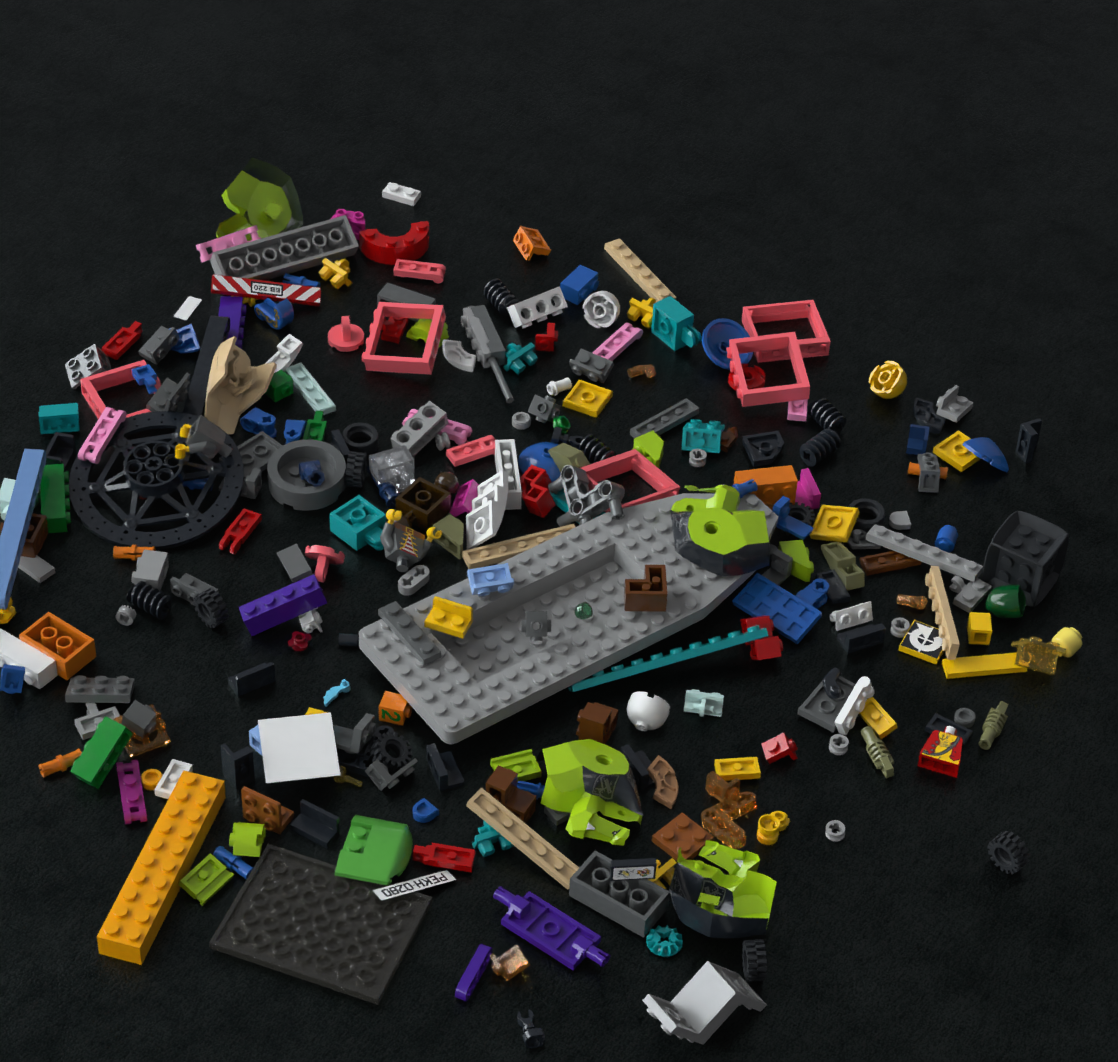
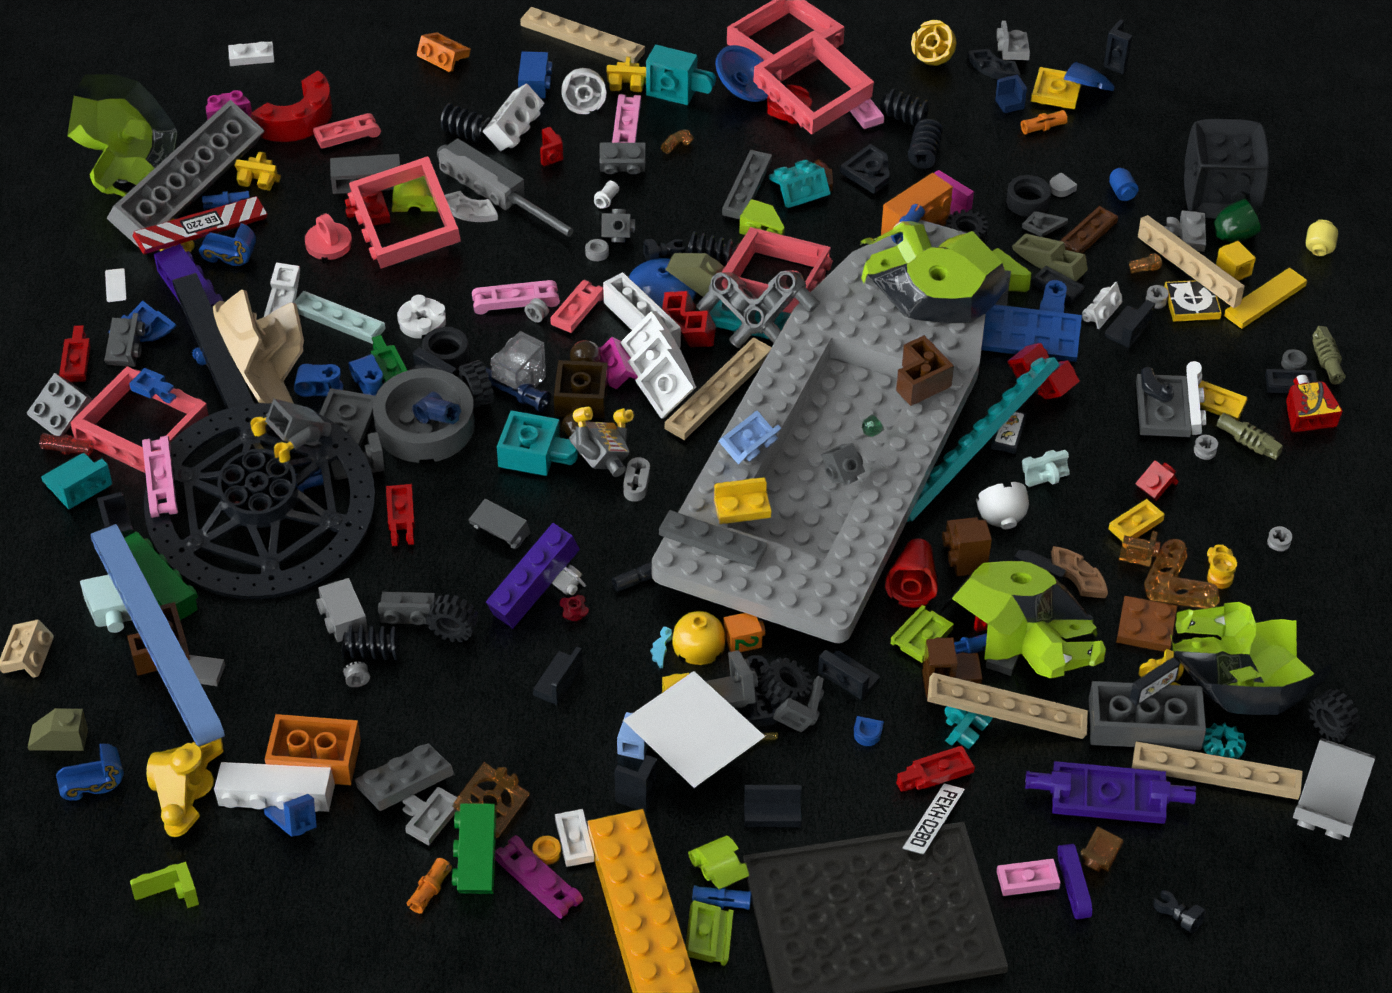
camera: 30 degrees left, 5 degrees up
(71, 393) = (66, 444): none -> clear red pin
(130, 552) = (300, 597): orange pin -> none
(139, 719) = (490, 786): dark grey brick -> none
(169, 395) = (201, 394): dark grey bracket -> none
(227, 241) = (116, 188): bright pink plate -> none
(264, 810) = (708, 820): dark orange bracket -> none
(280, 386) = (310, 327): green brick -> none
(324, 557) = (527, 499): coral tile -> none
(356, 408) = (418, 307): none -> white plate
(362, 697) = (699, 638): none -> yellow cylinder
(375, 850) = (859, 802): bright green slope -> none
(428, 427) = (513, 299): light grey brick -> none
(445, 954) = (1028, 877): none -> bright pink plate
(451, 536) = (645, 411): olive slope -> none
(516, 354) = (535, 179): teal hips -> none
(541, 725) = (913, 575): none -> red cone
(562, 422) = (644, 233): green plate -> none
(587, 398) = (645, 195): yellow tile -> none
(636, 952) = (1218, 770): none -> tan plate
(697, 457) = (812, 203): light grey bush -> none
(702, 667) = (1009, 434): none -> tile
(788, 523) = (989, 237): blue bracket -> none
(834, 523) = (1009, 216): yellow tile -> none
(924, 552) = (1118, 208): light grey plate -> none
(929, 472) = (1055, 122): dark grey bracket -> none
(1037, 655) = (1313, 262): clear yellow bracket -> none

